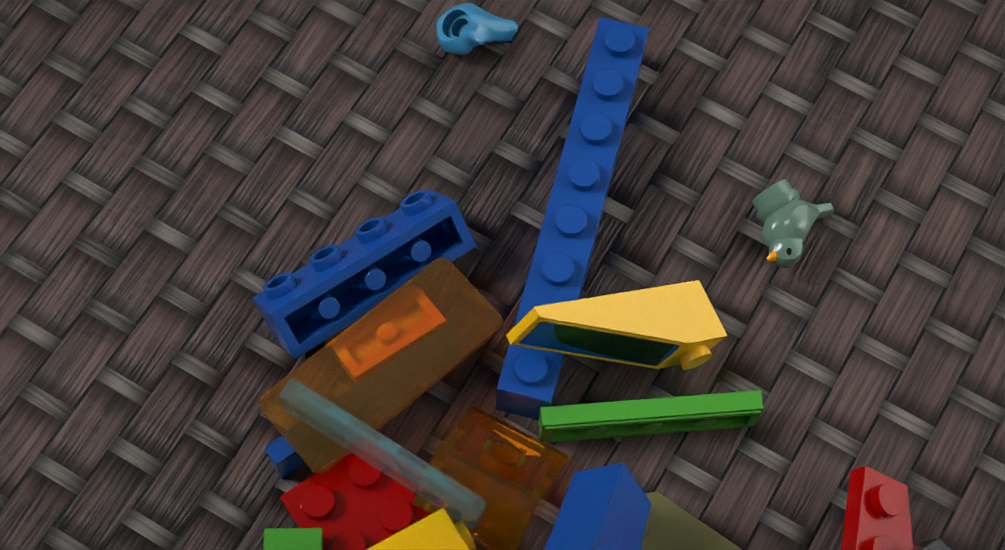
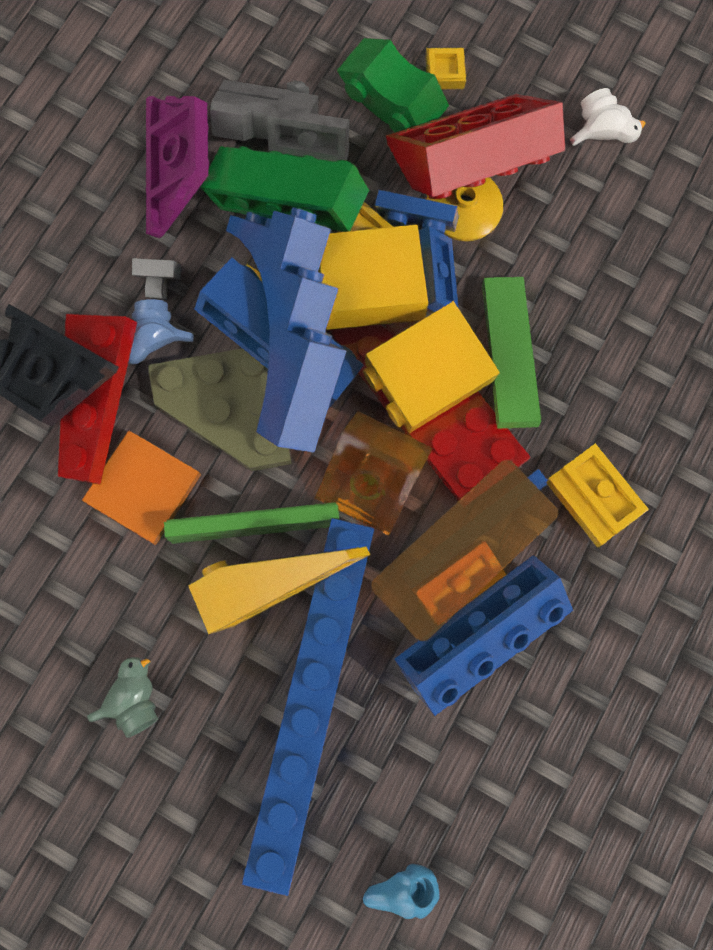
camera: 175 degrees right, 10 degrees up
(198, 444) = (596, 495): none -> yellow plate
(383, 453) = (461, 463): clear light blue tile -> none
(795, 474) = (142, 487): none -> orange tile

